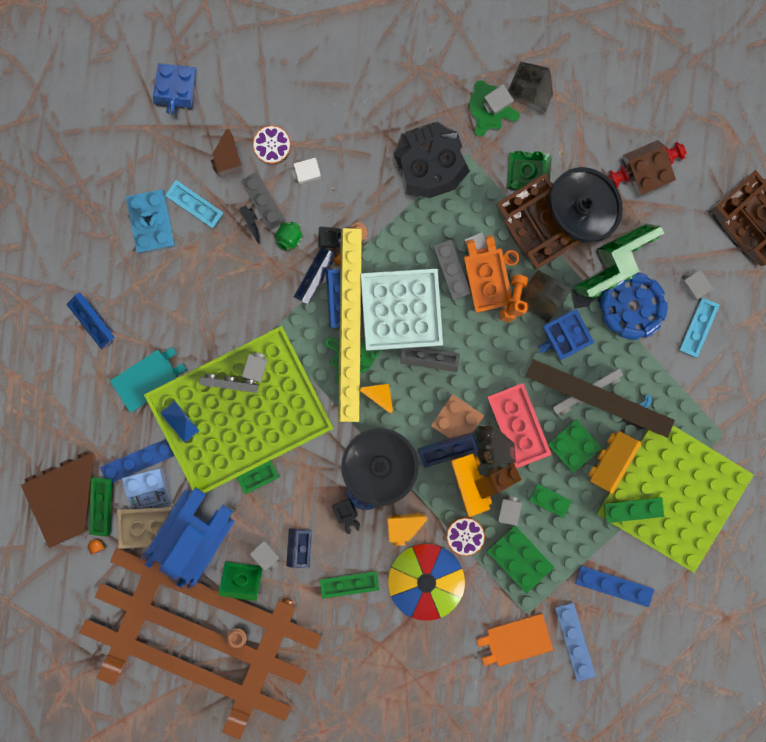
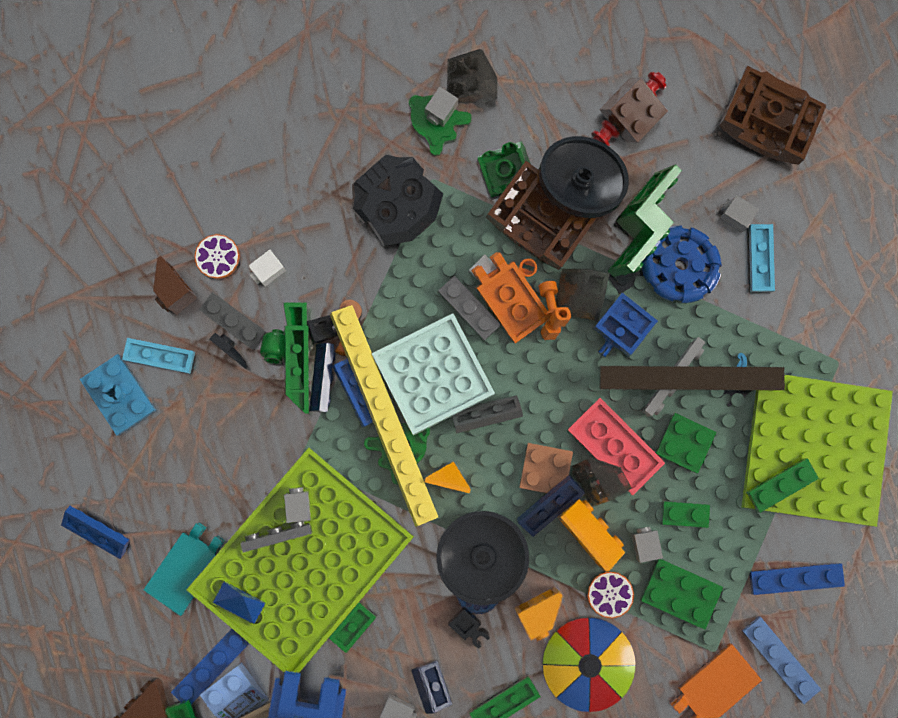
camera: 20 degrees left, 5 degrees down
(174, 86) = (85, 238): blue plate -> none
(302, 249) = (296, 355): none -> green wedge
(498, 480) = (620, 517): reddish brown brick -> none
(614, 461) = (737, 441): light orange slope -> none

